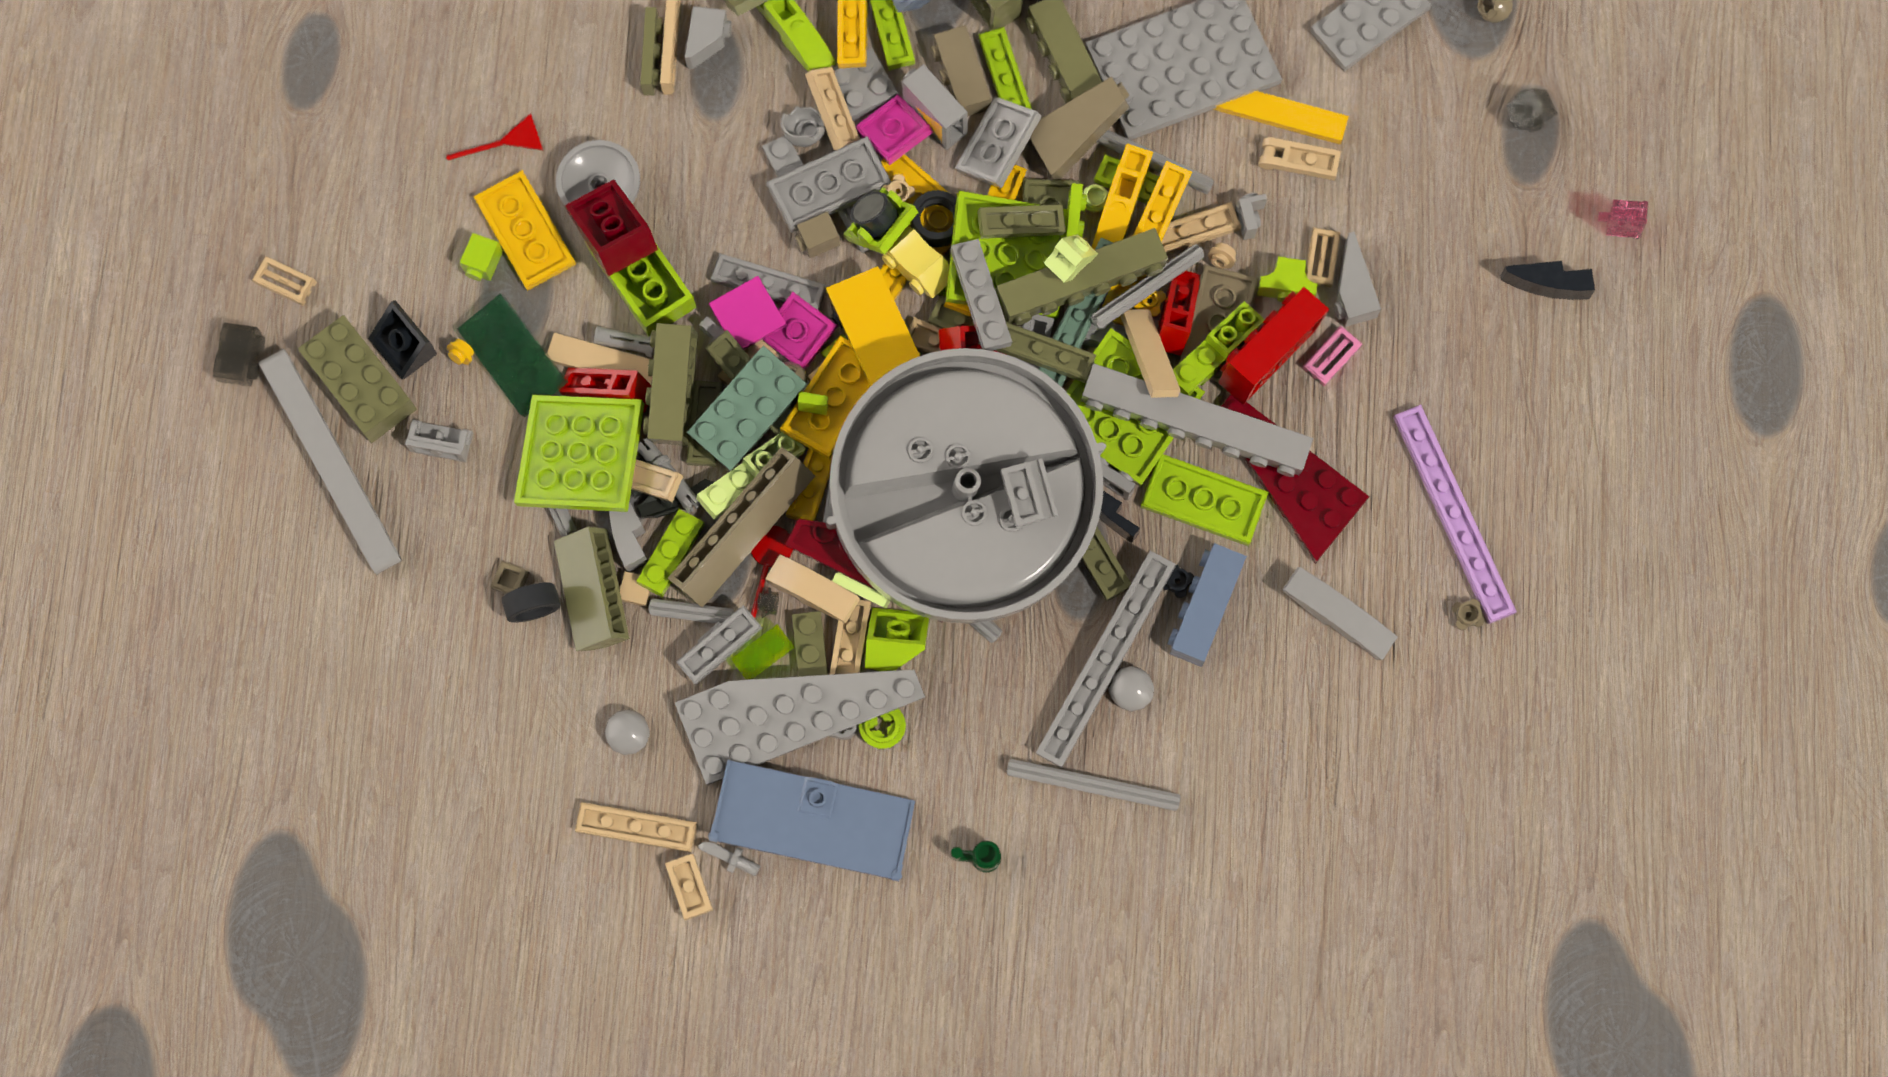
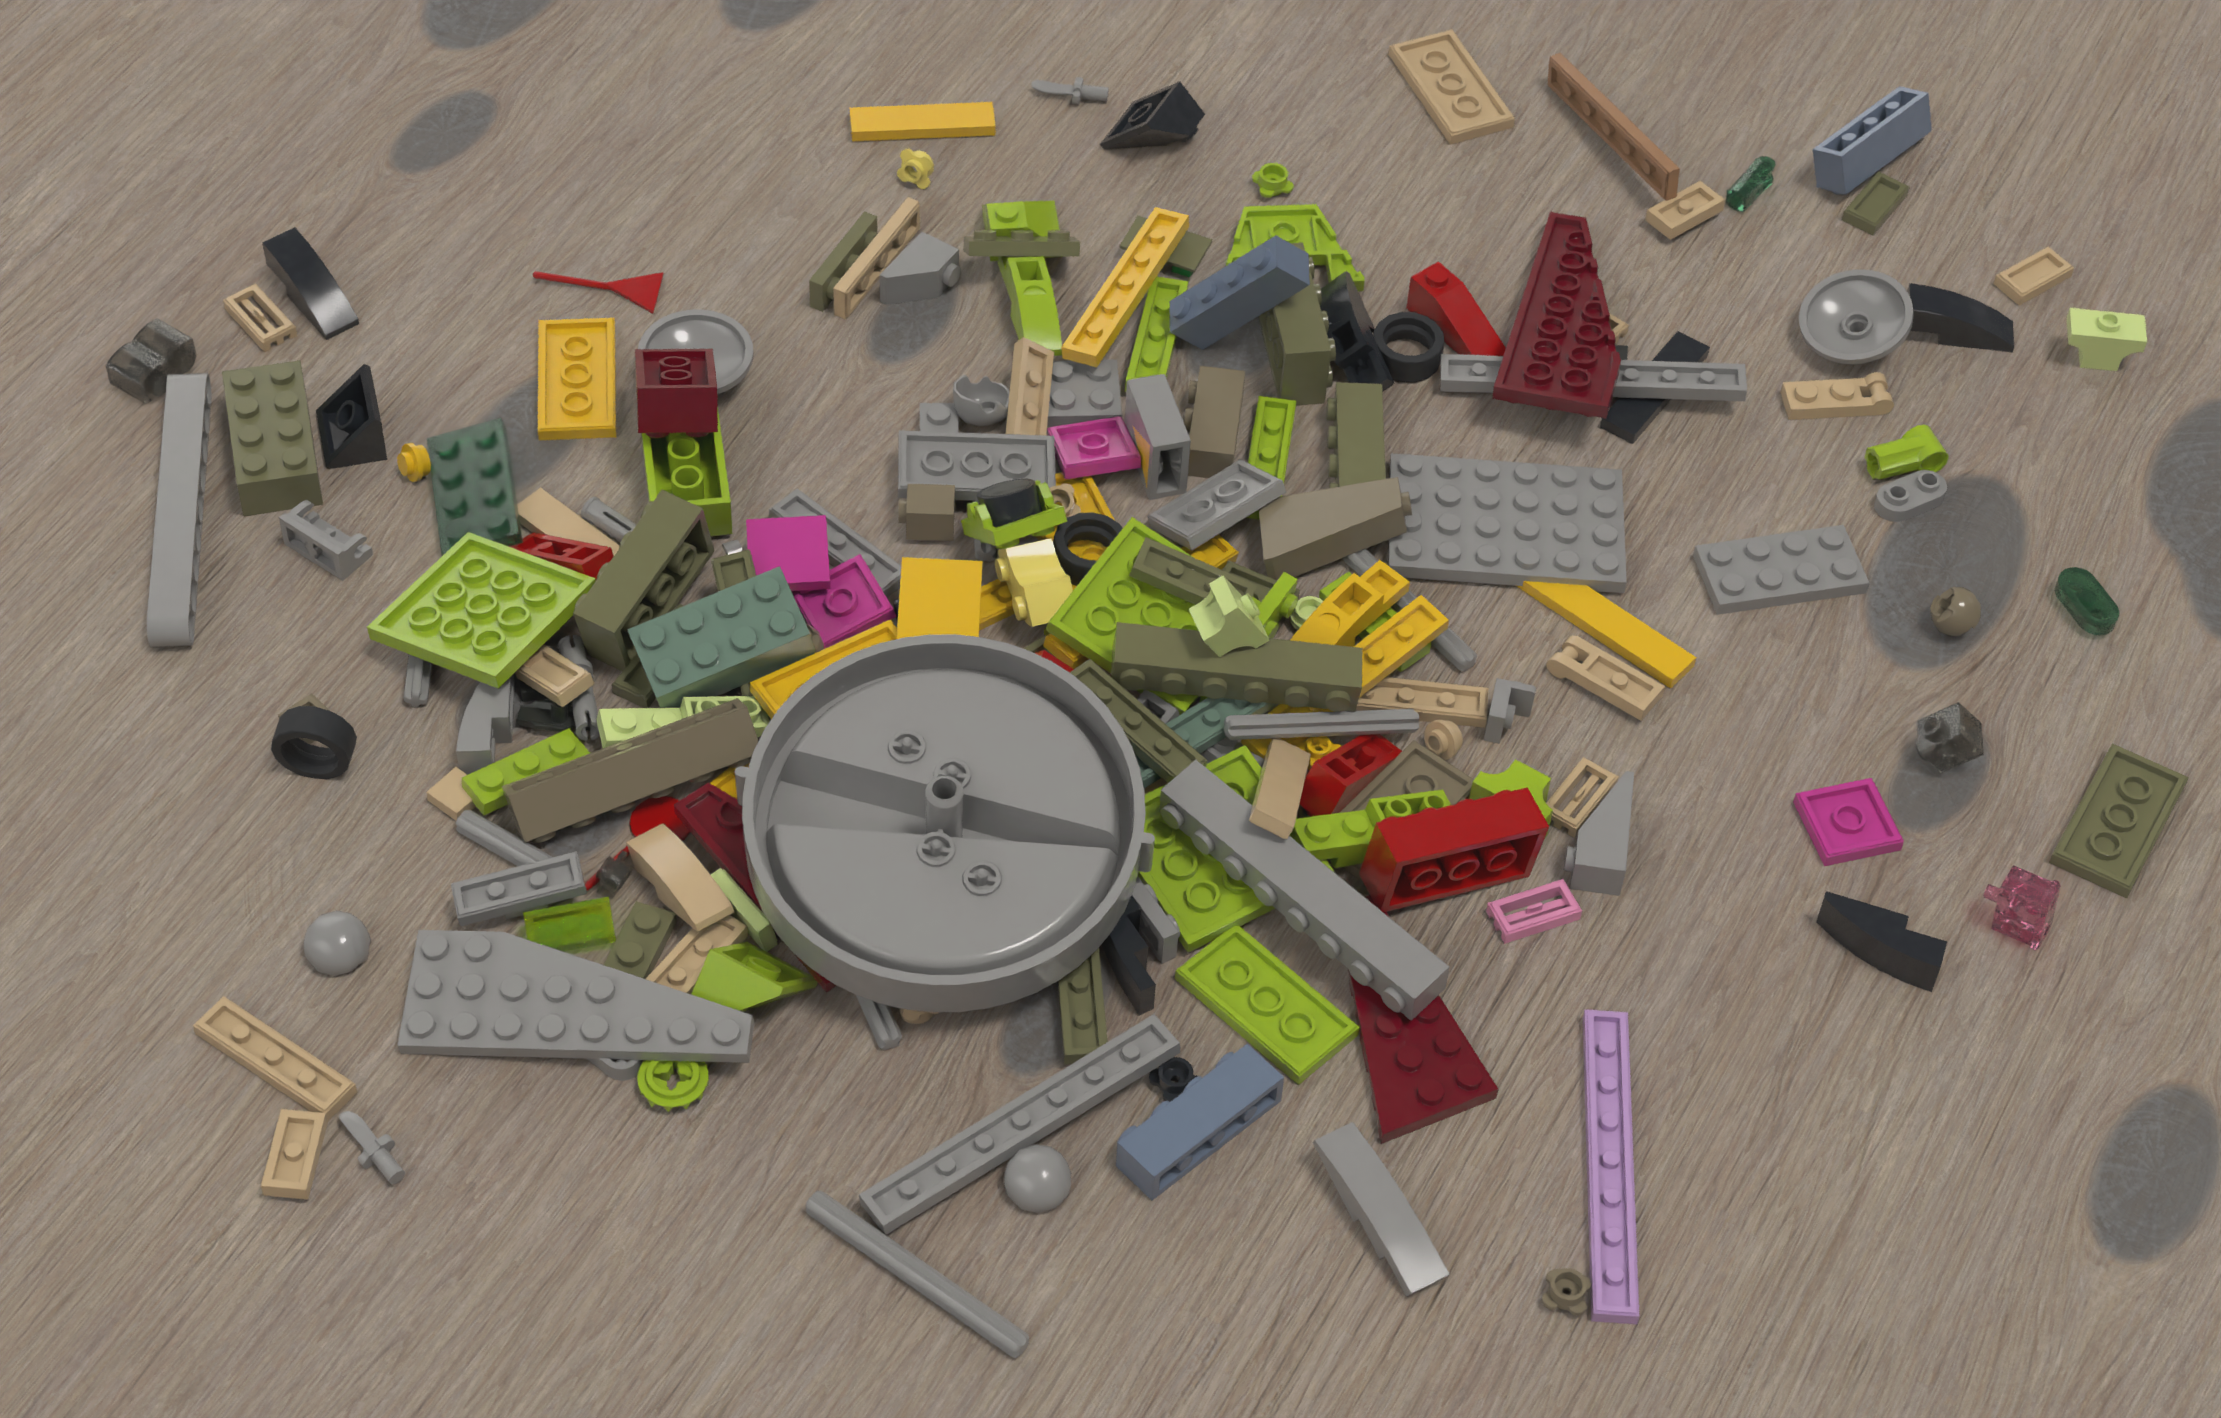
camera: 20 degrees right, 25 degrees down
(304, 240) = (309, 283): none -> black slope
(481, 257) = (505, 379): lime brick -> none
(591, 589) = (400, 767): olive brick -> none
(812, 820) = (509, 1145): sand blue door -> none
(813, 403) = (803, 661): lime tile -> none
(981, 295) = (1093, 624): light grey plate -> none
(985, 856) = (711, 1287): dark green piece -> none
(1029, 492) = (1018, 843): light grey plate -> none
(1491, 197) = (1848, 822): none -> dark pink tile
(1652, 117) = (2119, 820): none -> olive tile

